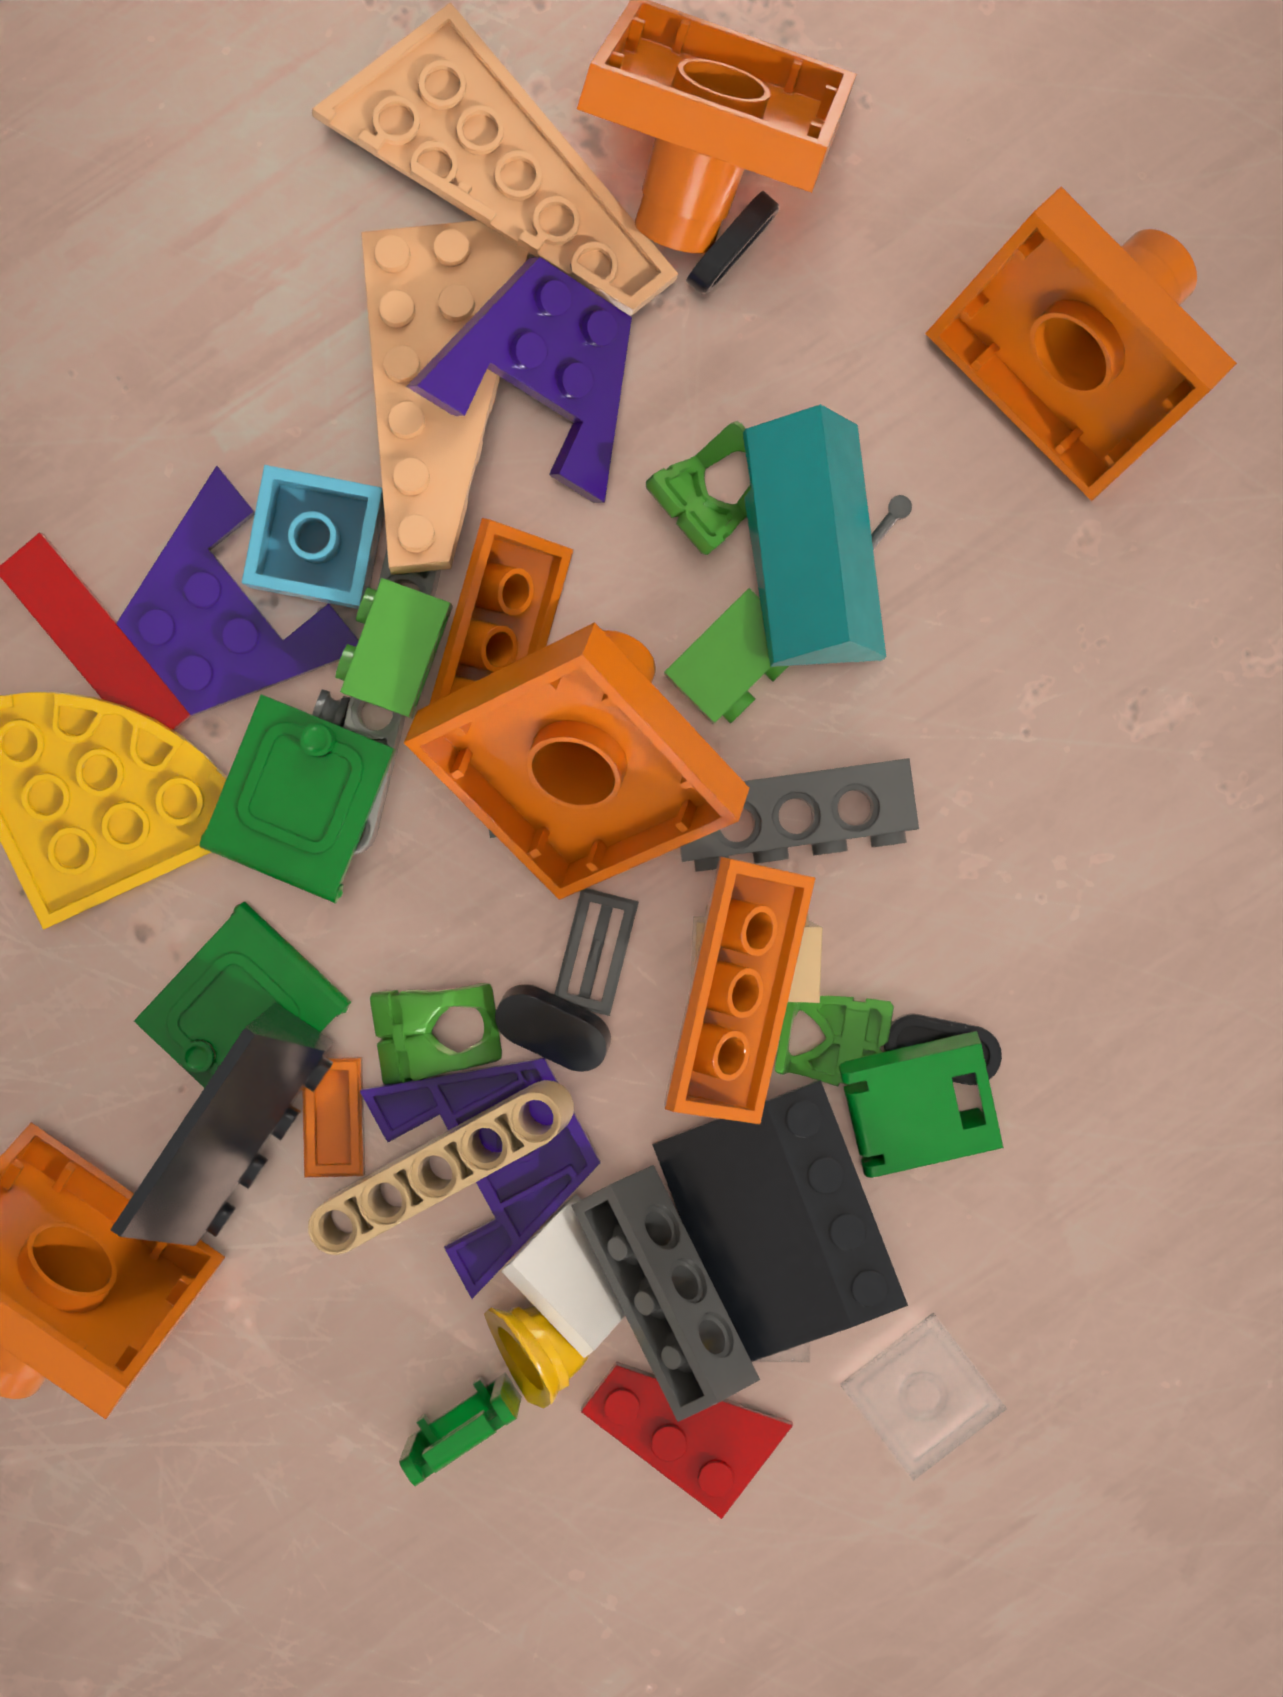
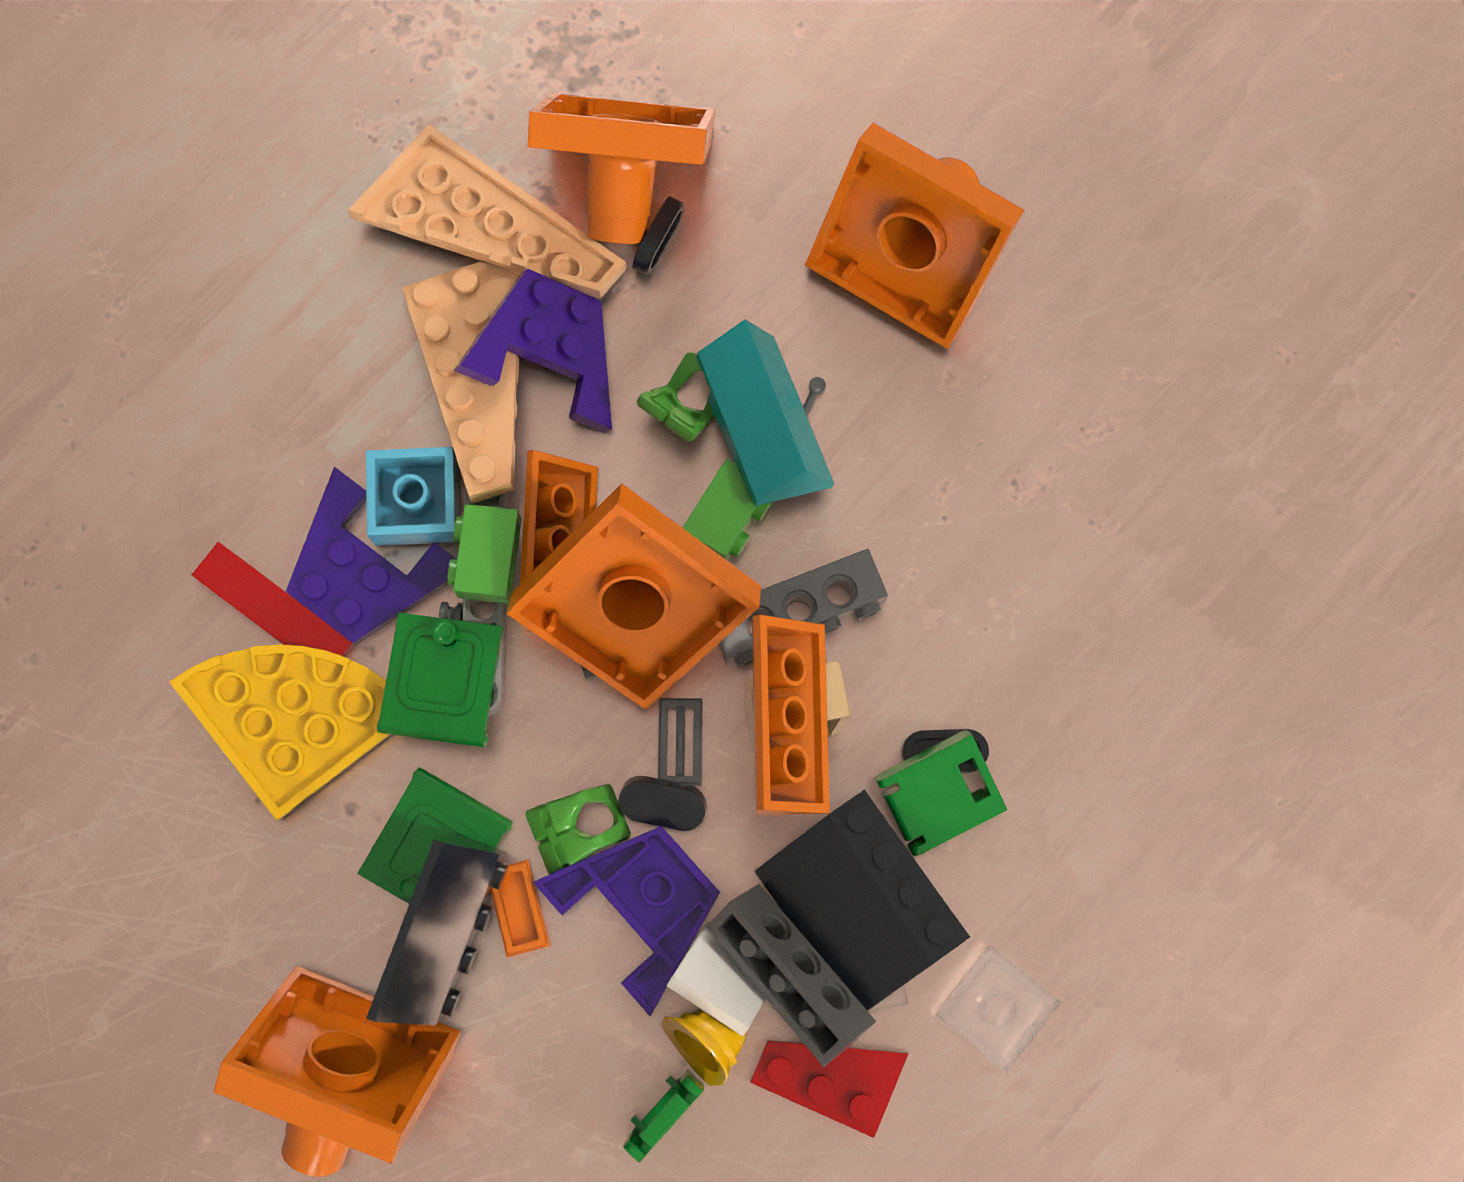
camera: 15 degrees left, 10 degrees down
(417, 1181) = (585, 932): tan beam -> none
(850, 1030) = (874, 752): bright green piece -> none

